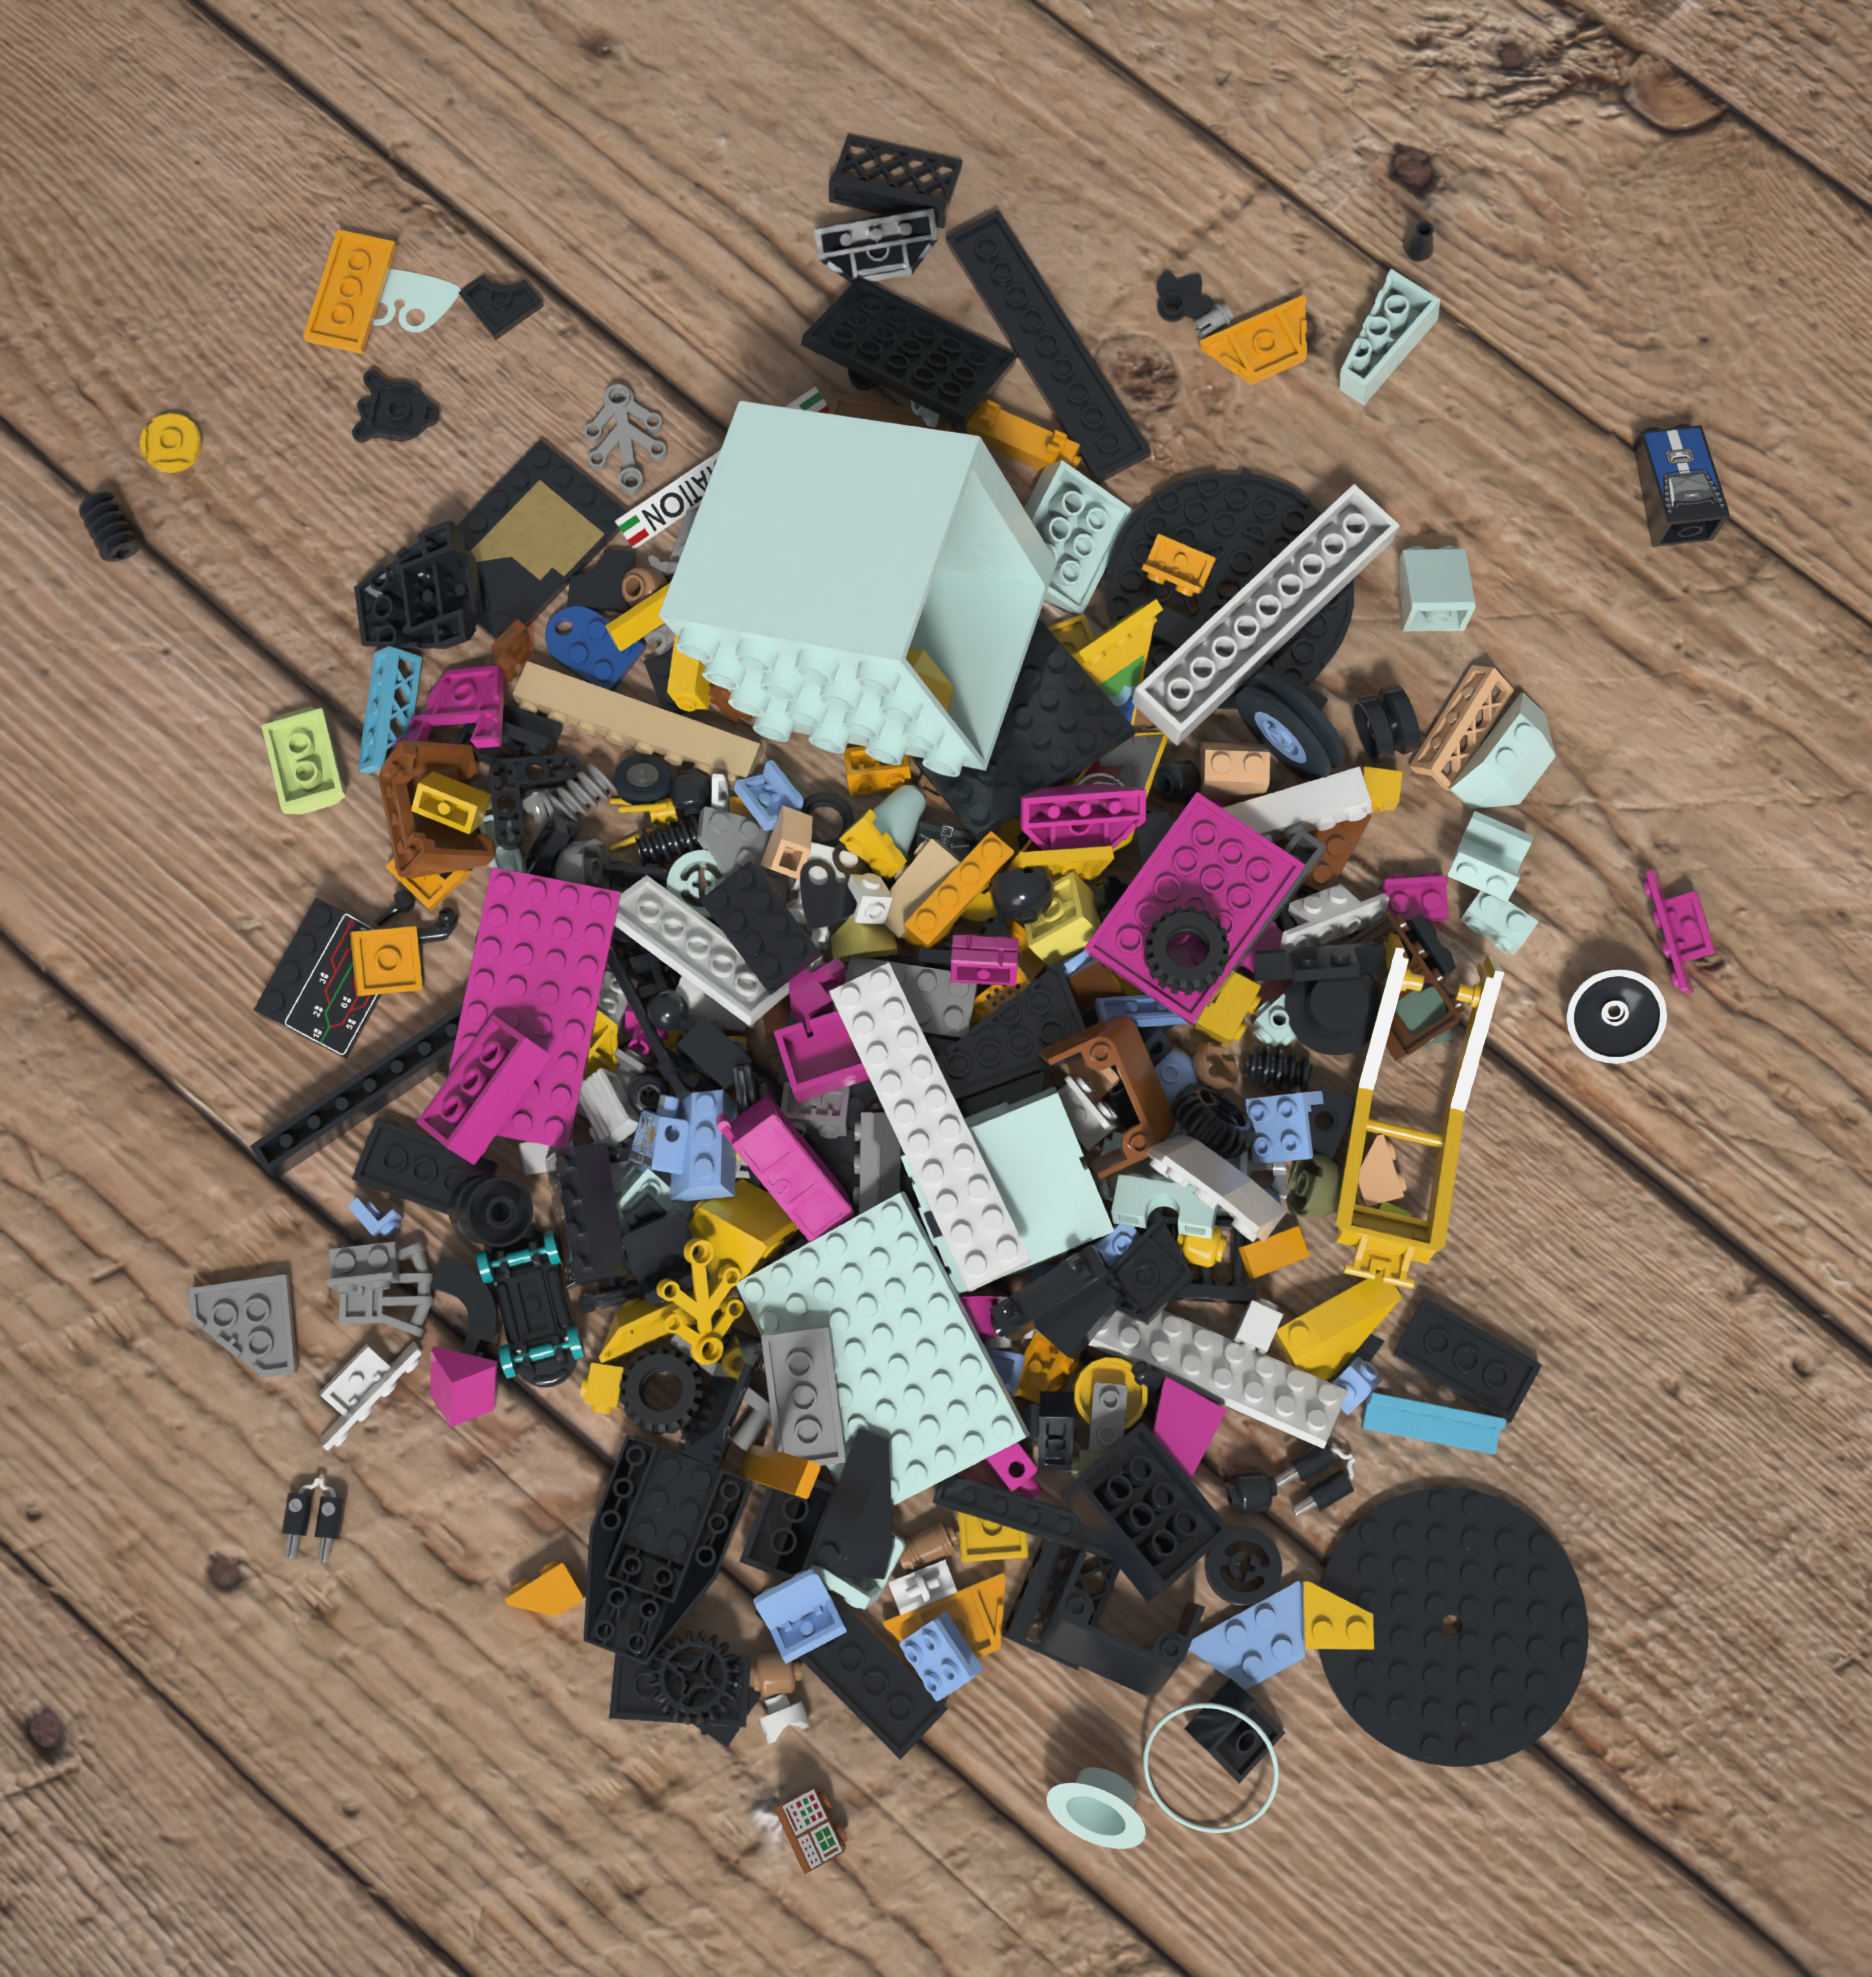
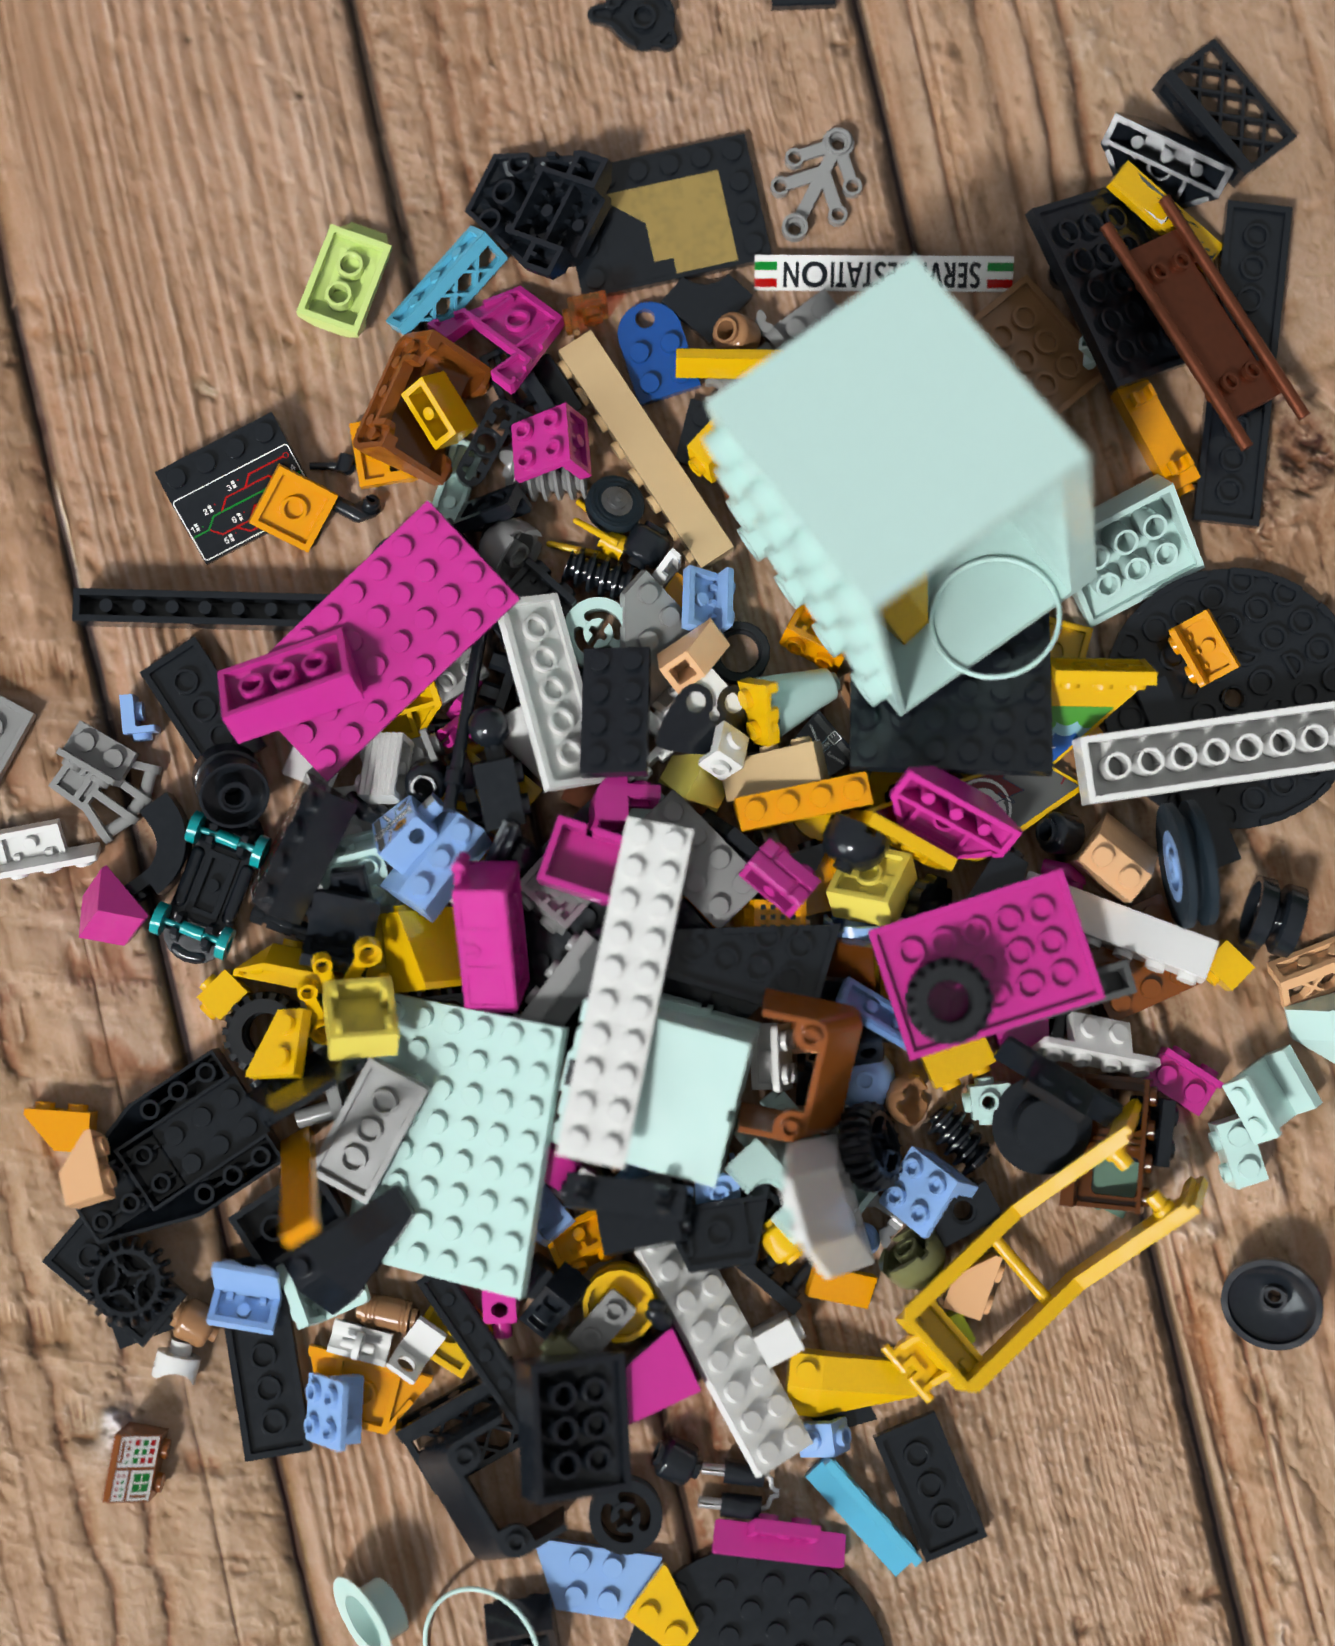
camera: 35 degrees right, 10 degrees up
(556, 764) = (551, 442): none -> dark pink bracket
(595, 1608) = (86, 1173): none -> light nougat slope
(684, 1384) = (283, 1046): none -> yellow wing
(731, 1308) = (360, 1018): none -> light yellow container
(907, 280) = (1143, 199): none -> yellow tile
(973, 1554) = (416, 1348): none -> white bracket
(993, 335) = (1199, 325): none -> copper piece
(1035, 686) = (1010, 674): none -> light aqua piece
(1381, 1492) = (779, 1541): none -> dark pink bracket

